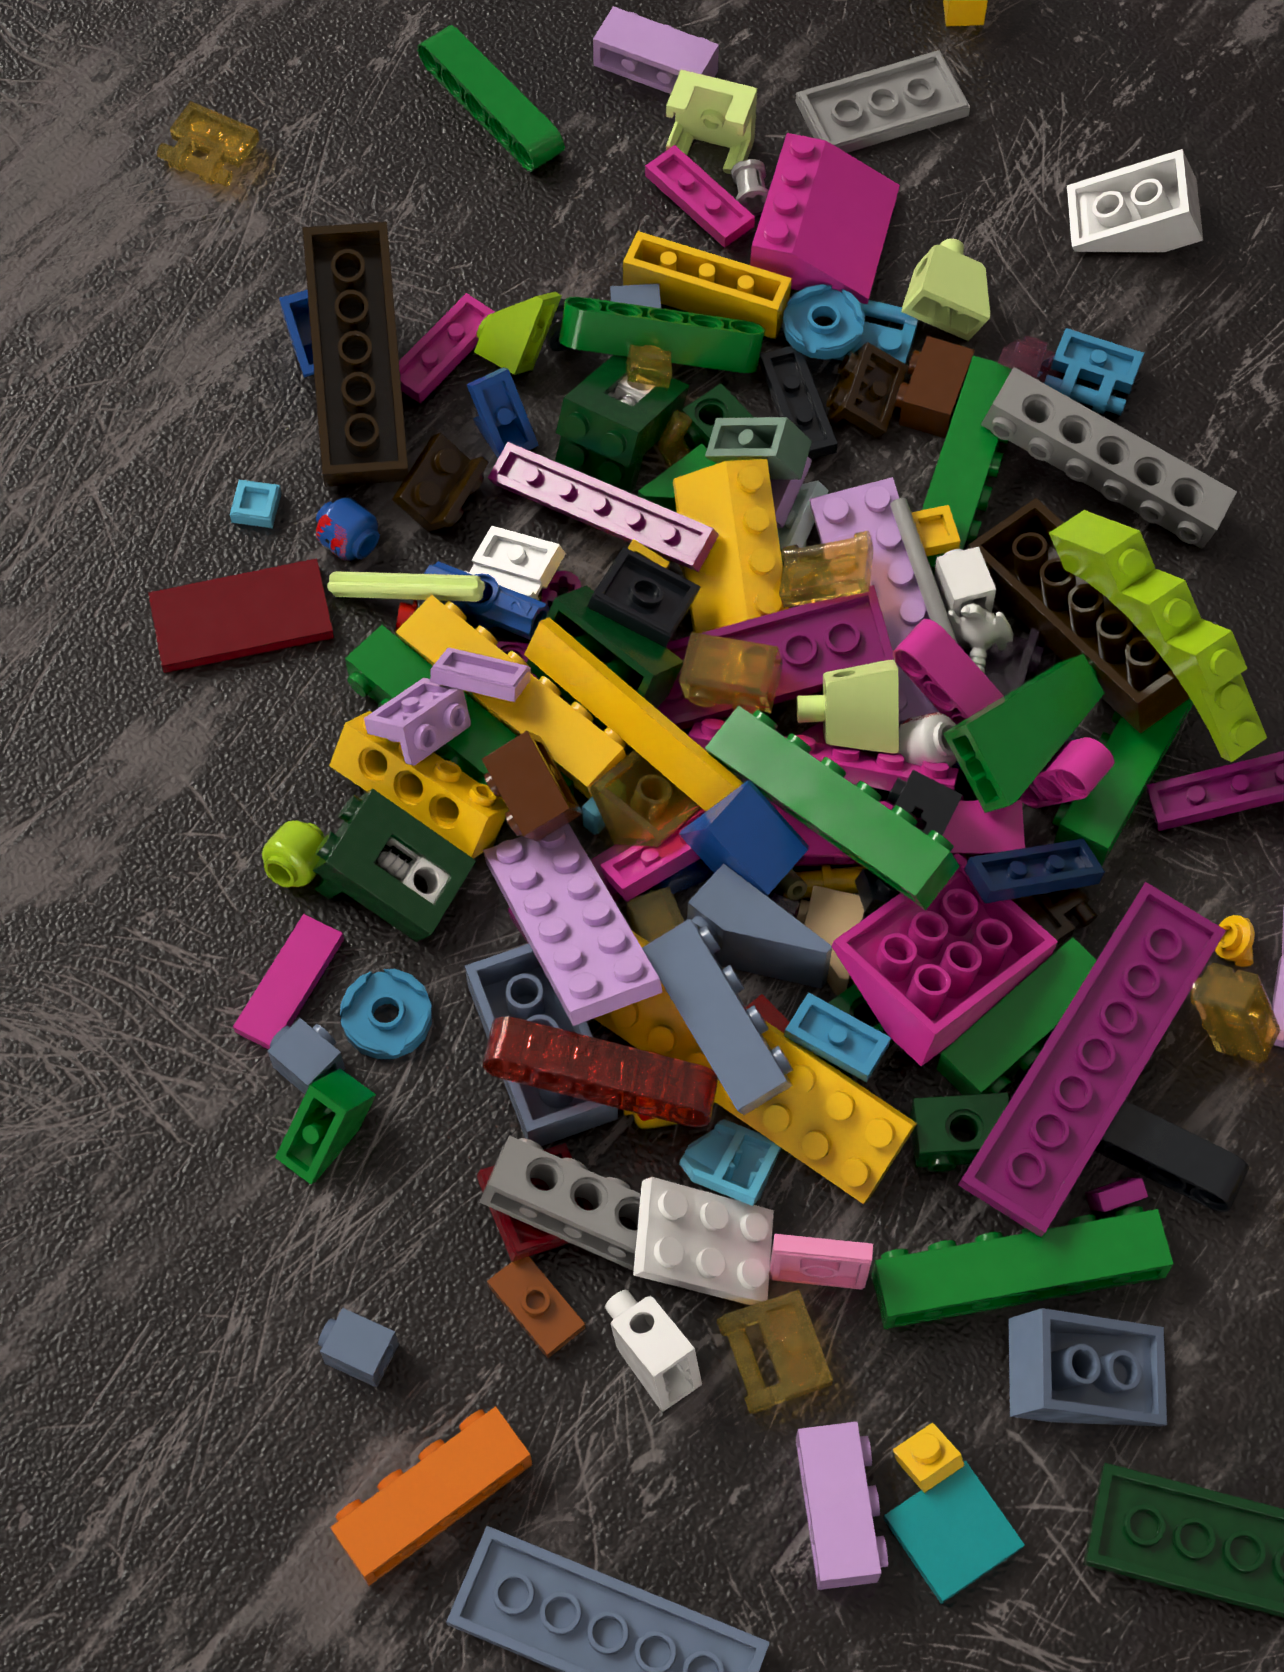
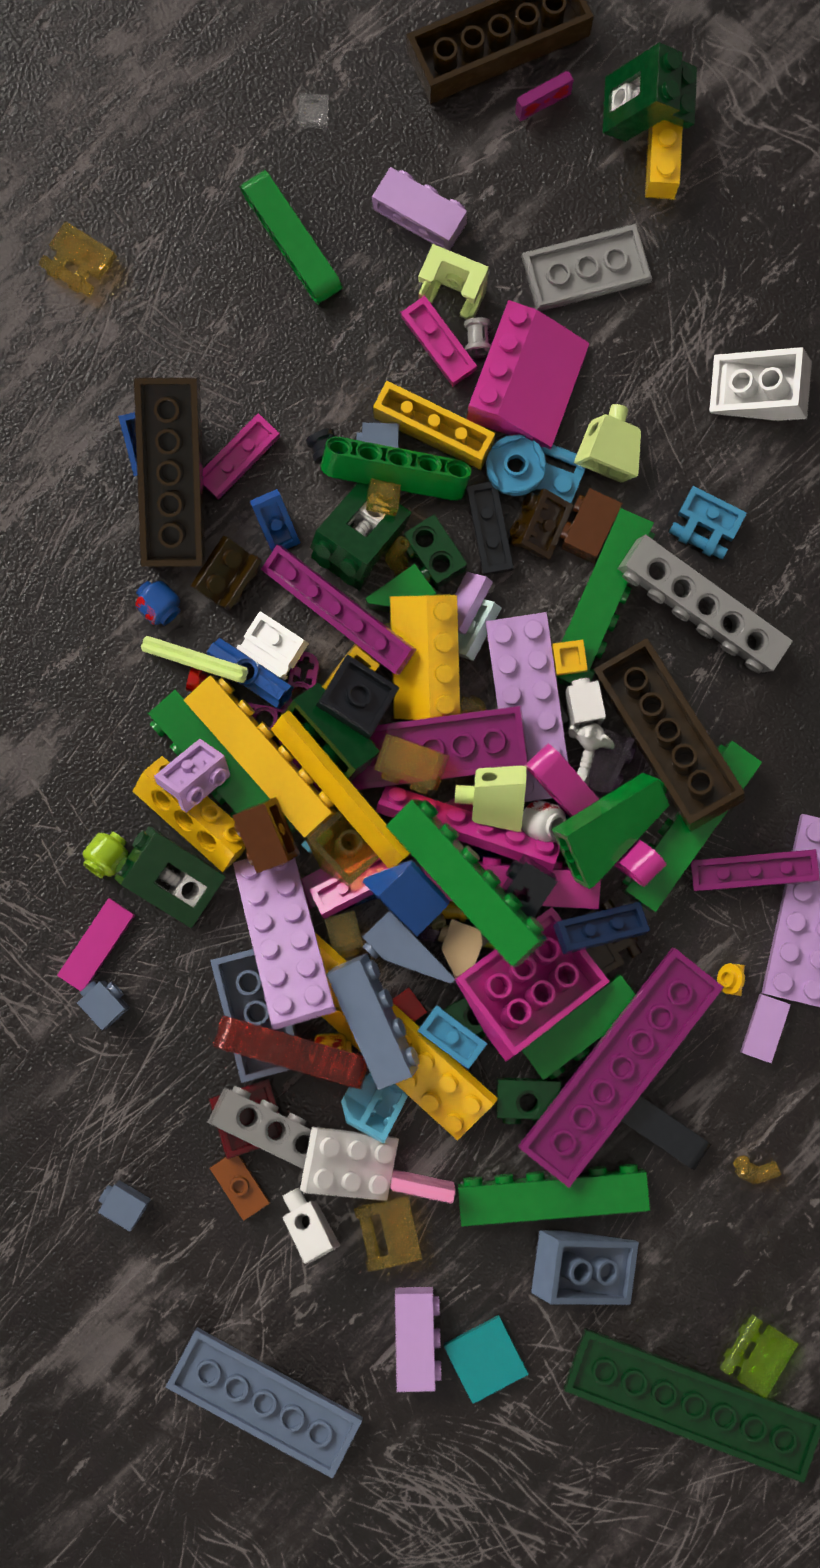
camera: 10 degrees right, 20 degrees up
(240, 615) = (79, 662): dark red tile -> none
(255, 503) = (95, 572): medium azure tile -> none
(324, 1124) = (113, 1051): green slope -> none
(391, 1038) = (177, 977): dark azure tile -> none
(431, 1494) = (162, 1306): orange brick -> none
(480, 674) = (237, 748): lavender tile -> none
(516, 333) = (290, 455): lime slope -> none
(761, 438) = (453, 576): sand green slope -> none
(826, 570) = (488, 695): clear yellow plate -> none
(920, 564) = (557, 698): light grey bar -> none
(928, 1457) = (476, 1312): yellow plate -> none
(1027, 356) = (659, 512): clear pink plate -> none
(1116, 1194) = (622, 1153): magenta tile -> none
(1163, 609) = (716, 765): lime arch -> none
(1236, 1012) = (720, 1042): clear yellow brick -> none

